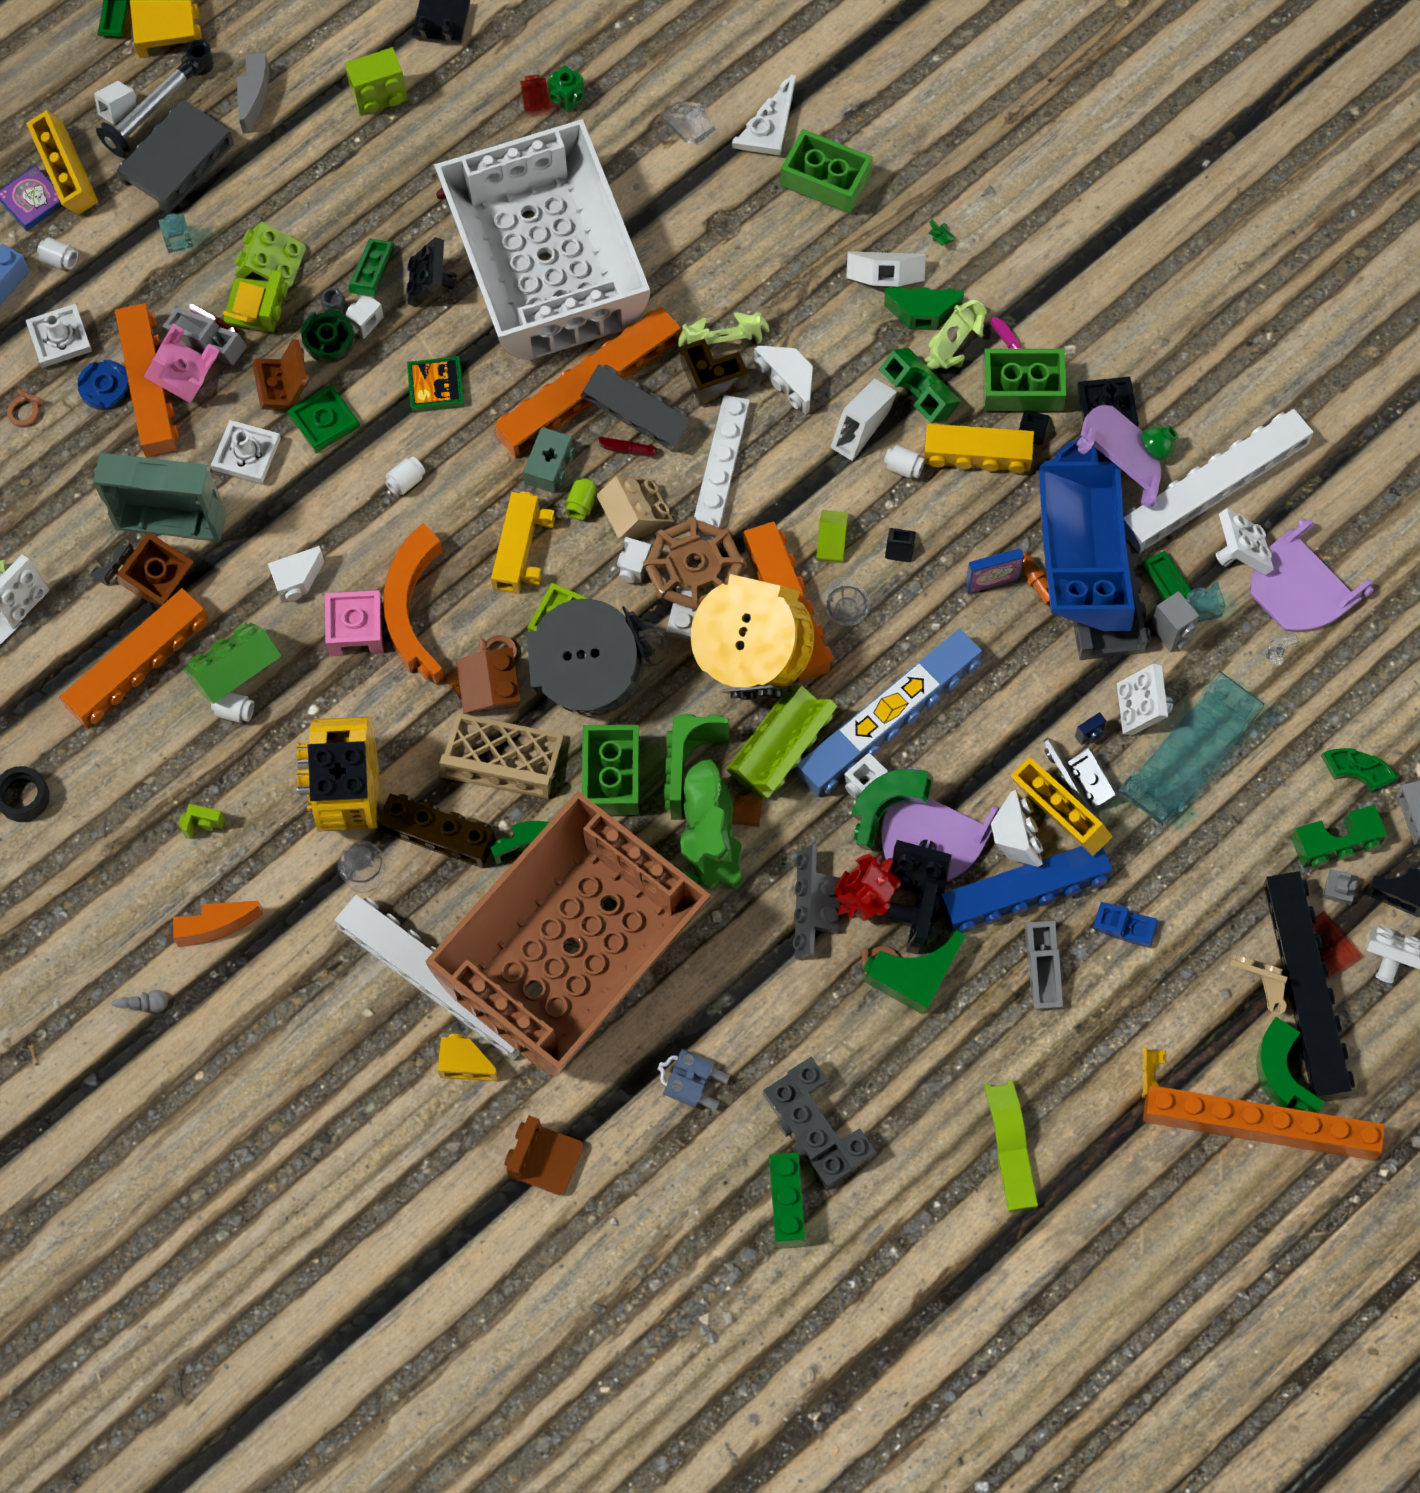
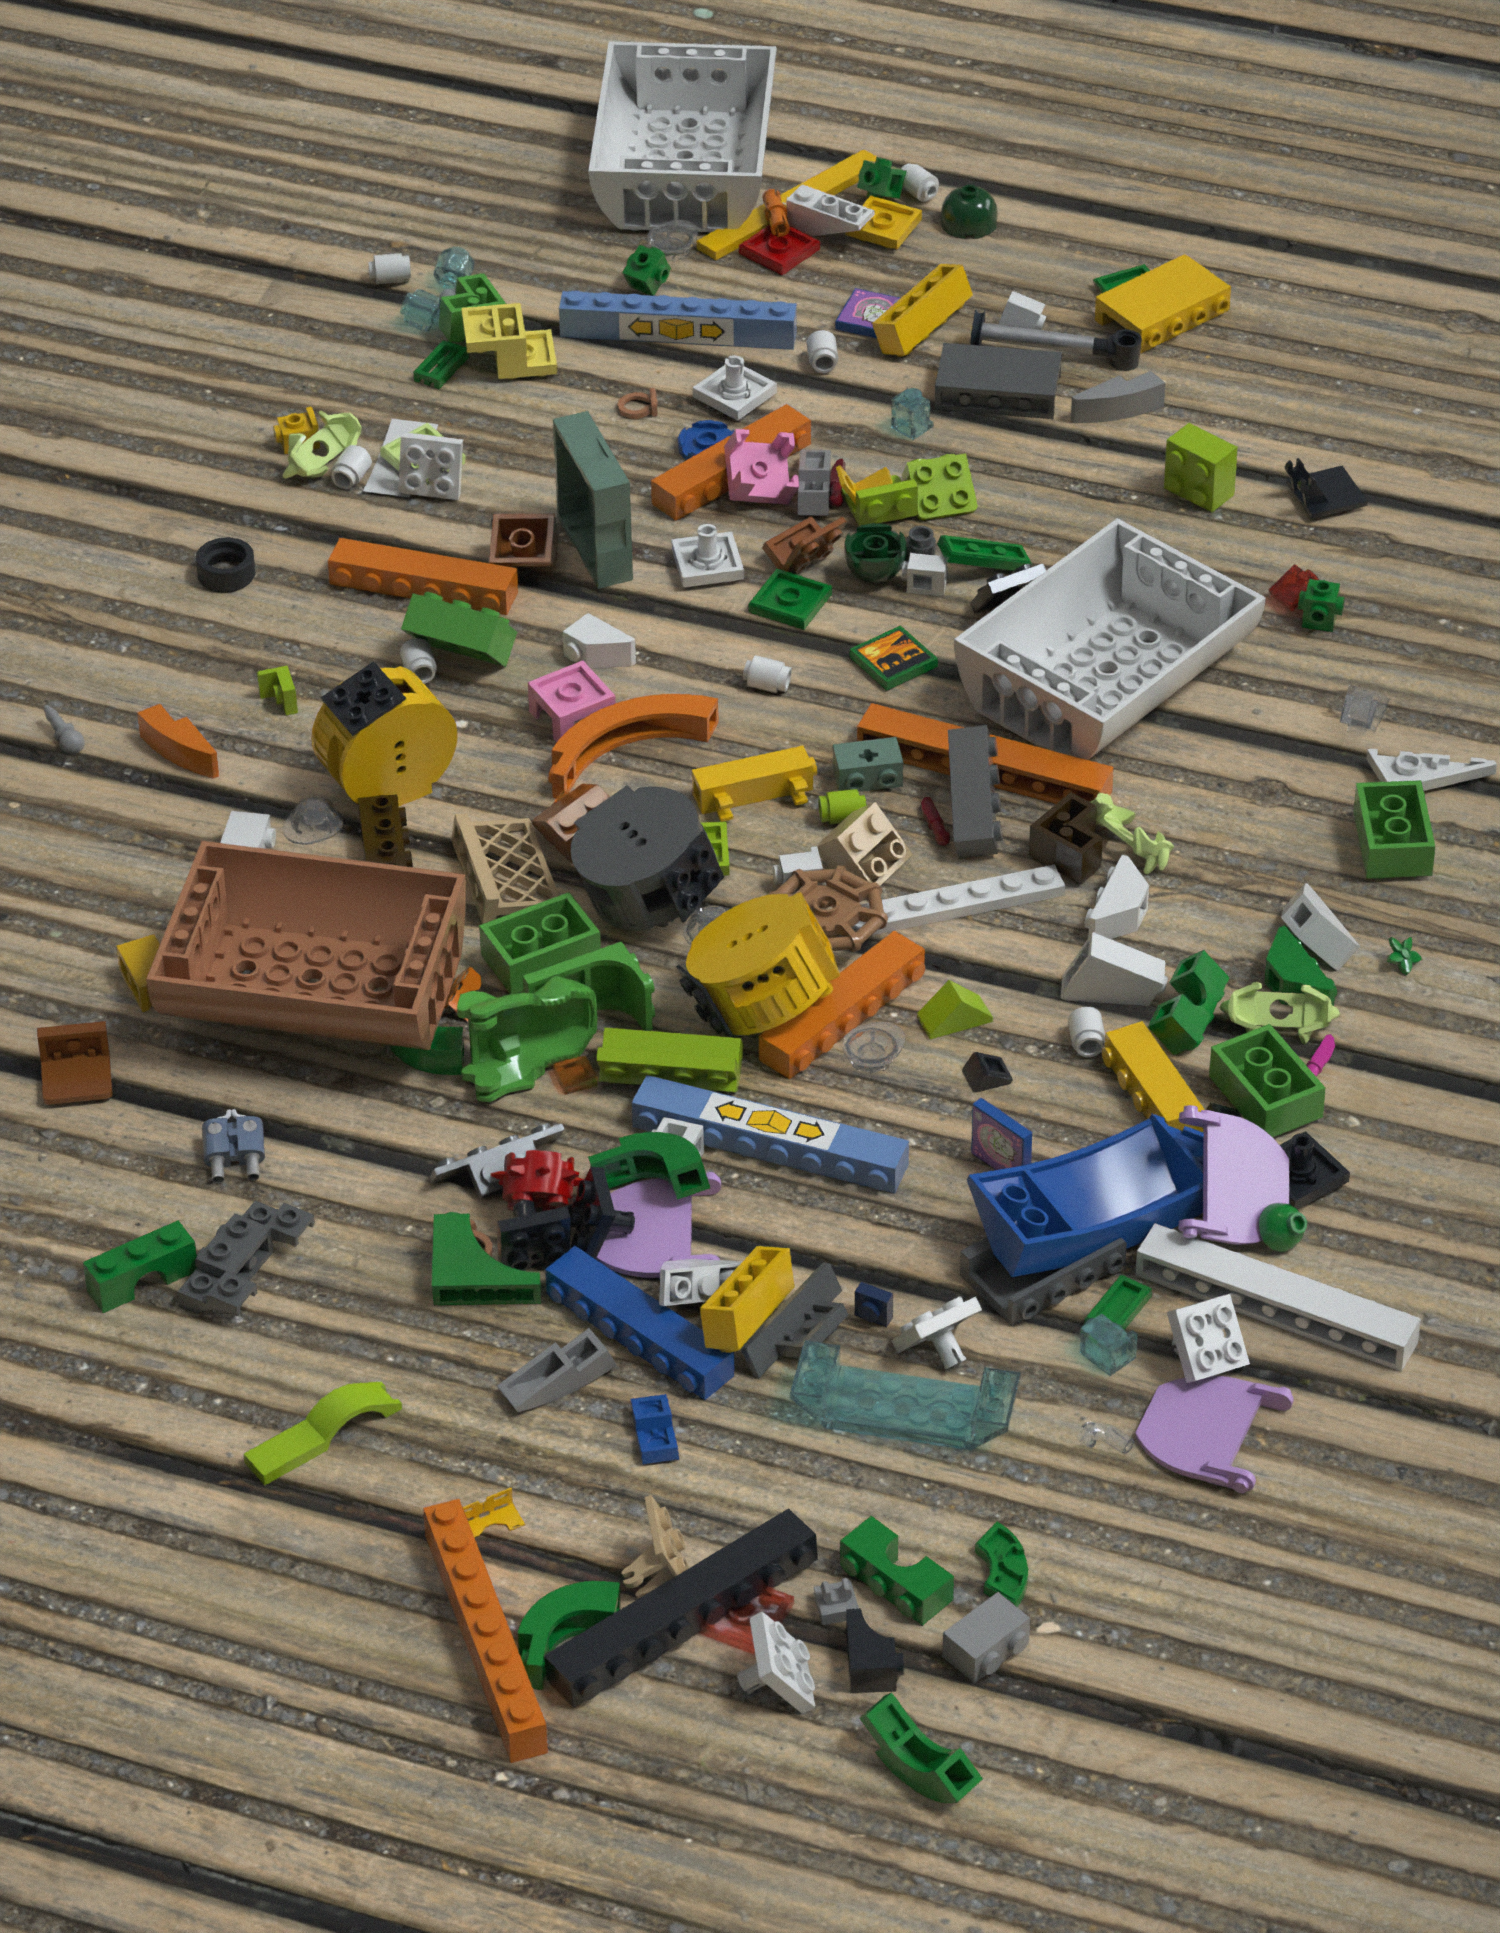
camera: 60 degrees right, 25 degrees down
(1174, 622) = (1056, 1315): light grey brick -> none

